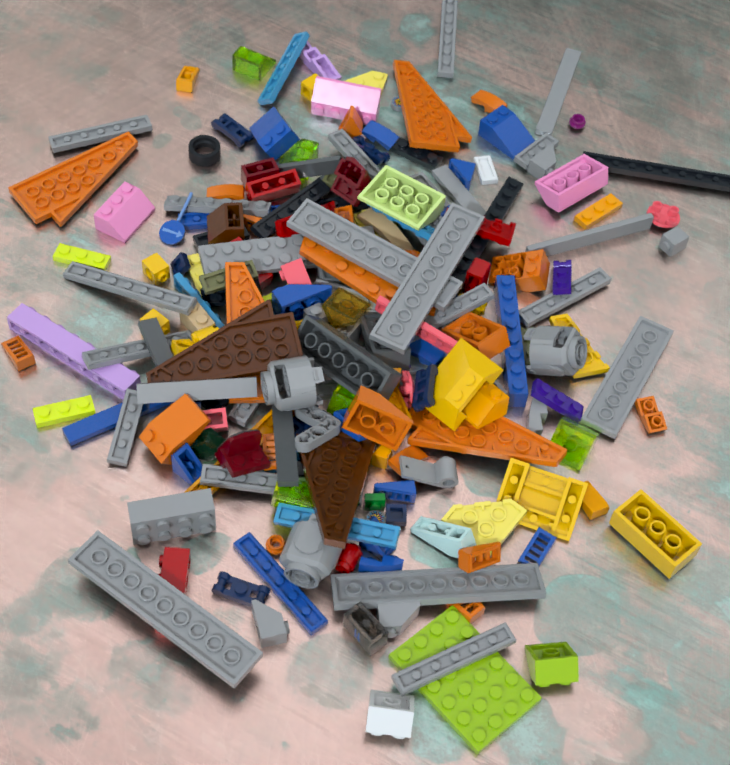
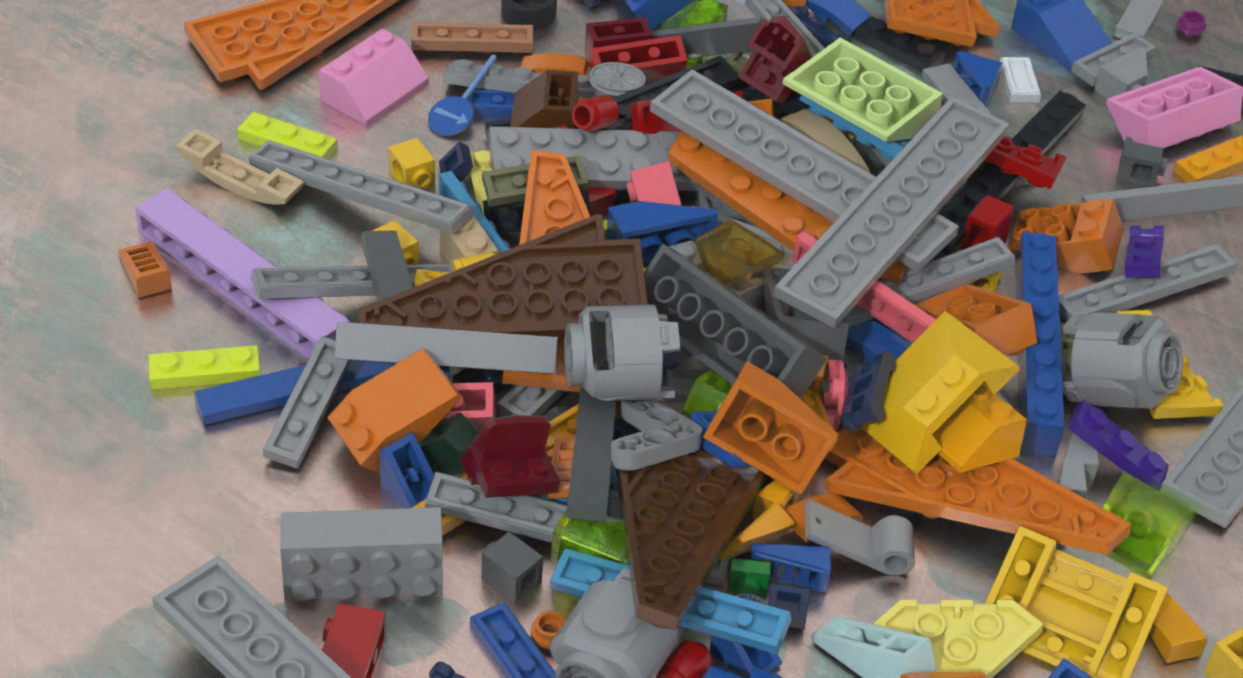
camera: 10 degrees right, 10 degrees down
(58, 286) = (235, 175): none -> tan slope
(175, 177) = (472, 37): none -> nougat plate
(250, 511) = (511, 567): none -> dark grey brick
(256, 230) = (595, 113): none -> red brick
(263, 201) = (616, 78): none -> light grey wheel
(377, 473) = (764, 530): none -> light orange slope
(556, 219) = (1141, 163): none -> dark grey brick

